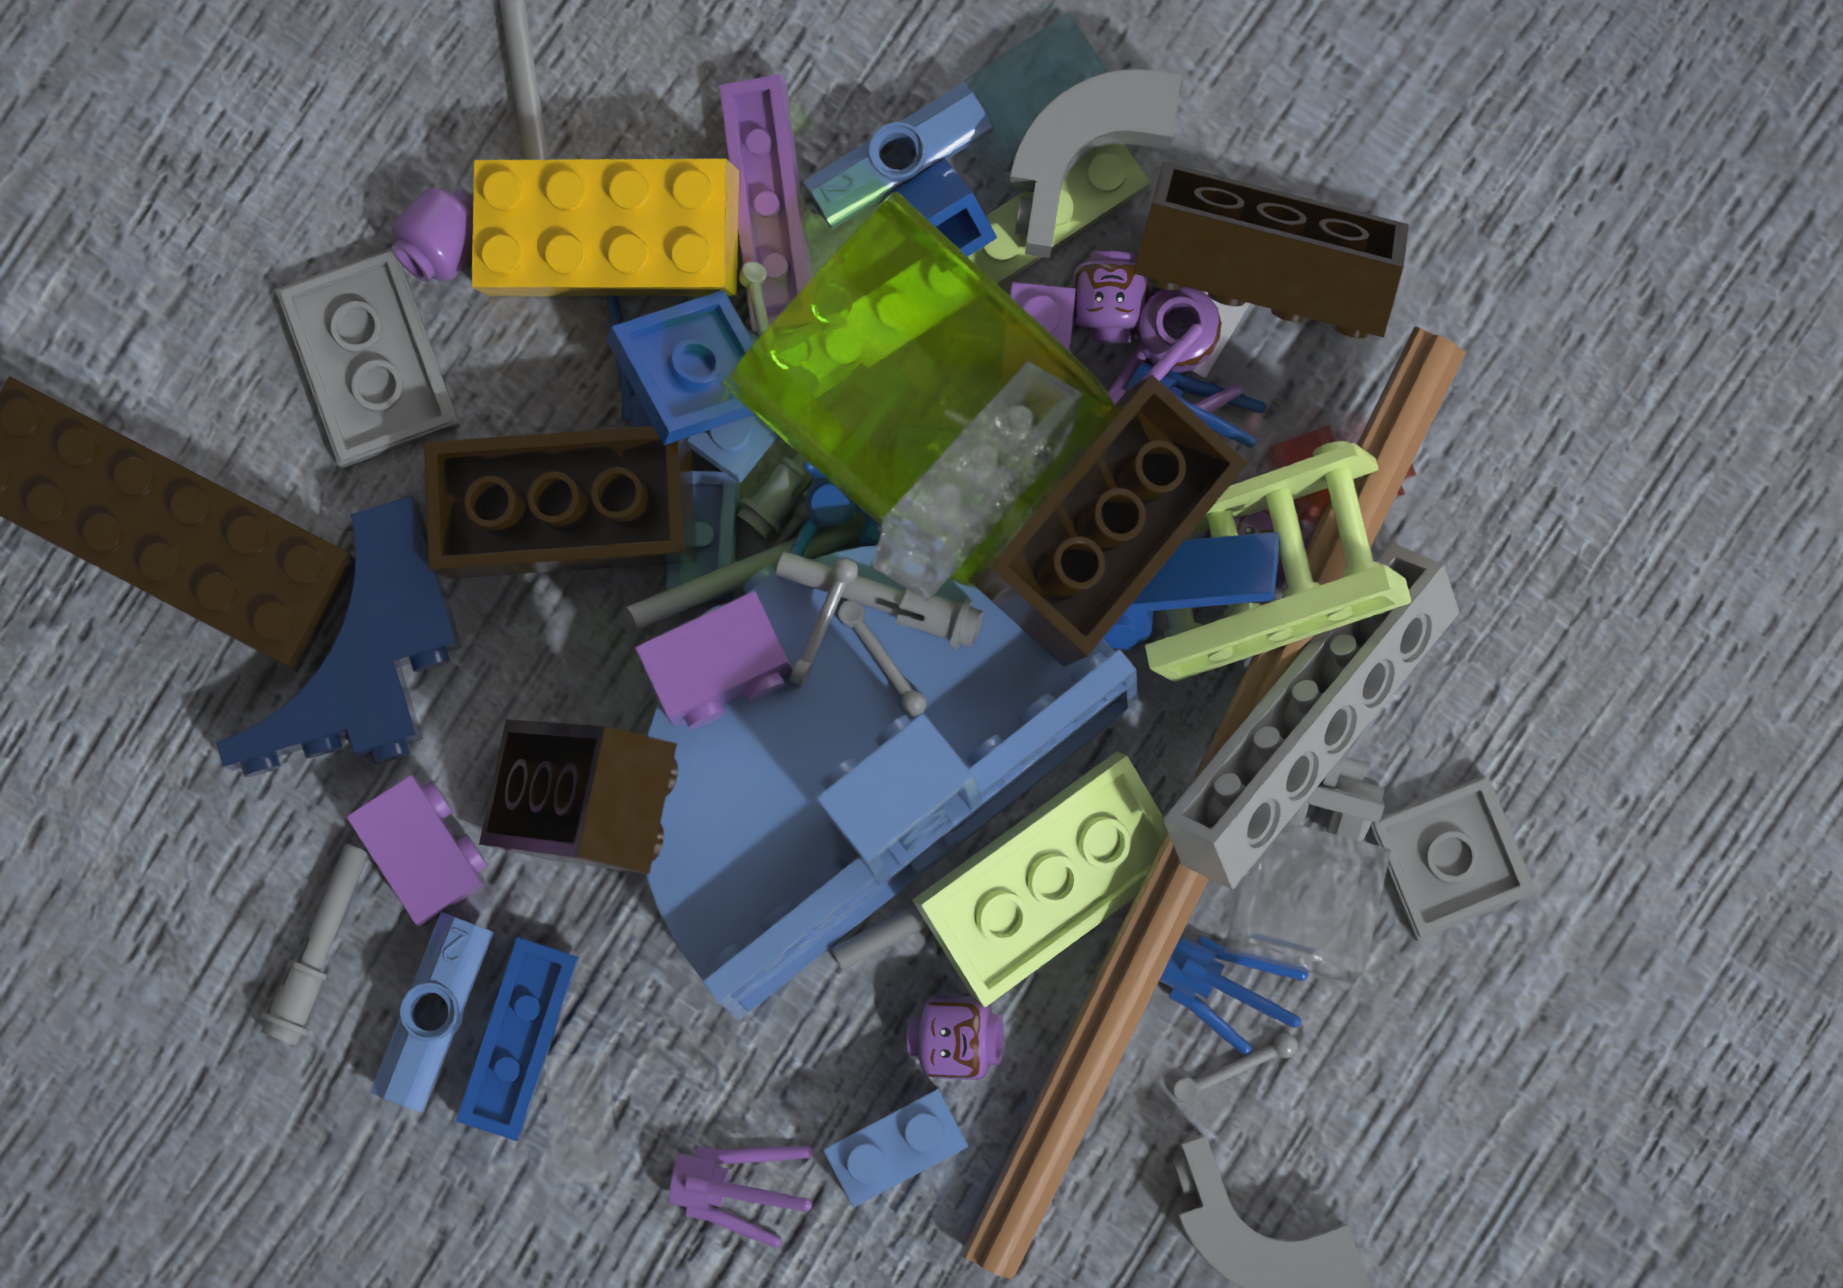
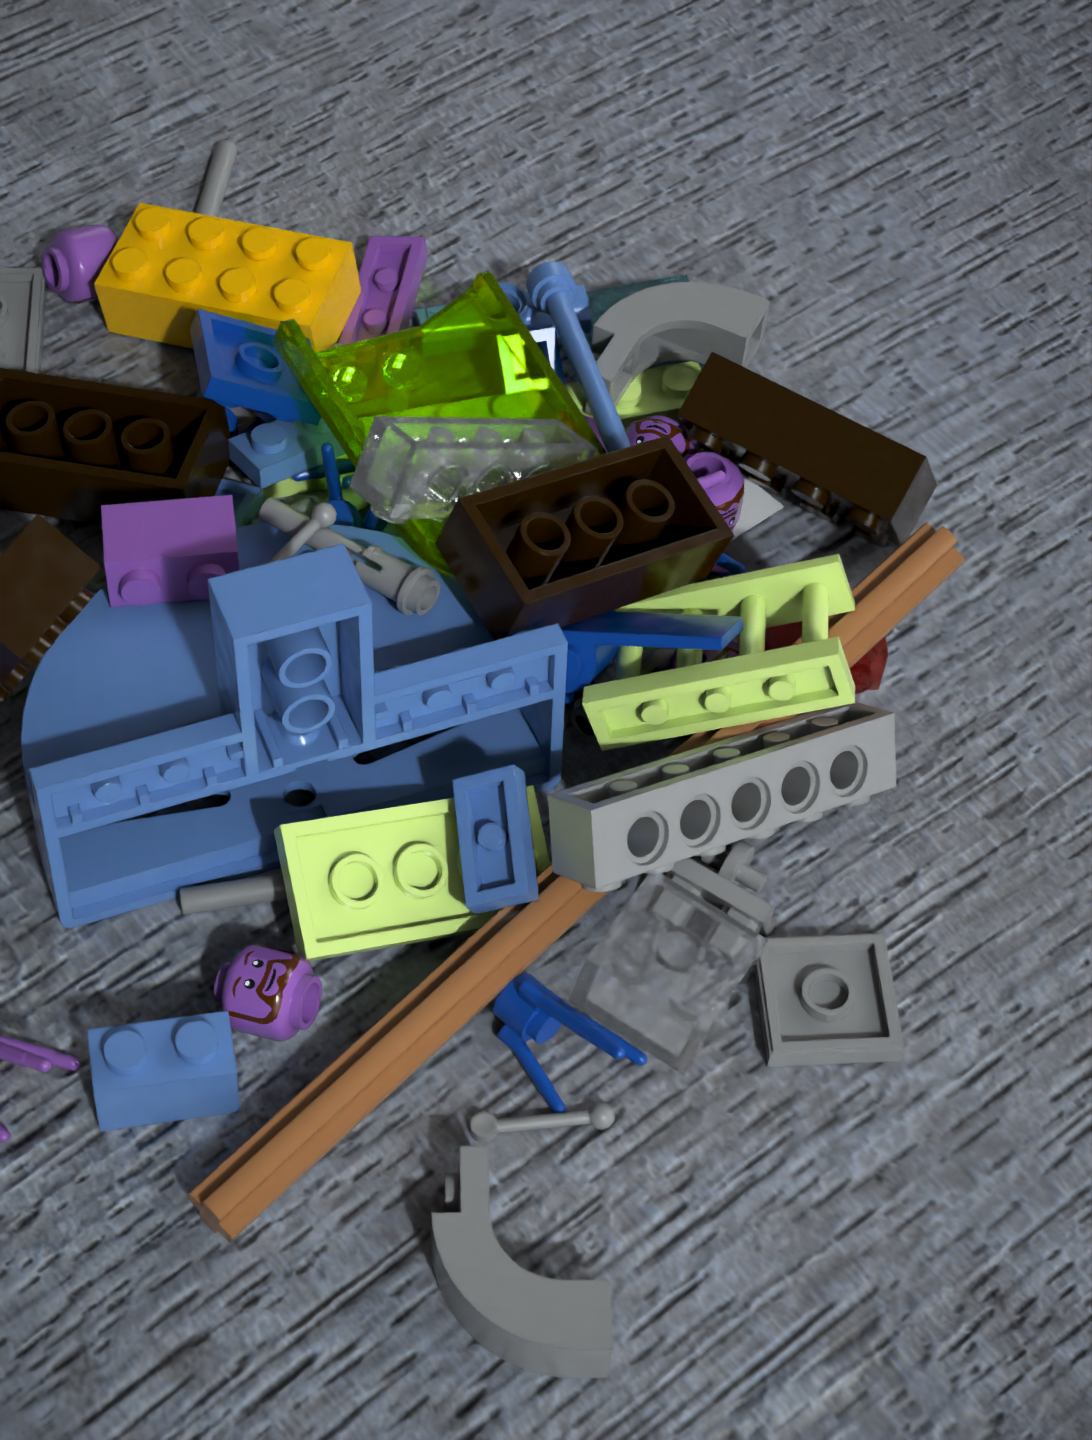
camera: 10 degrees right, 30 degrees down
(952, 136) = (554, 293): none -> medium blue piece
(1116, 841) = (495, 839): none -> medium blue plate

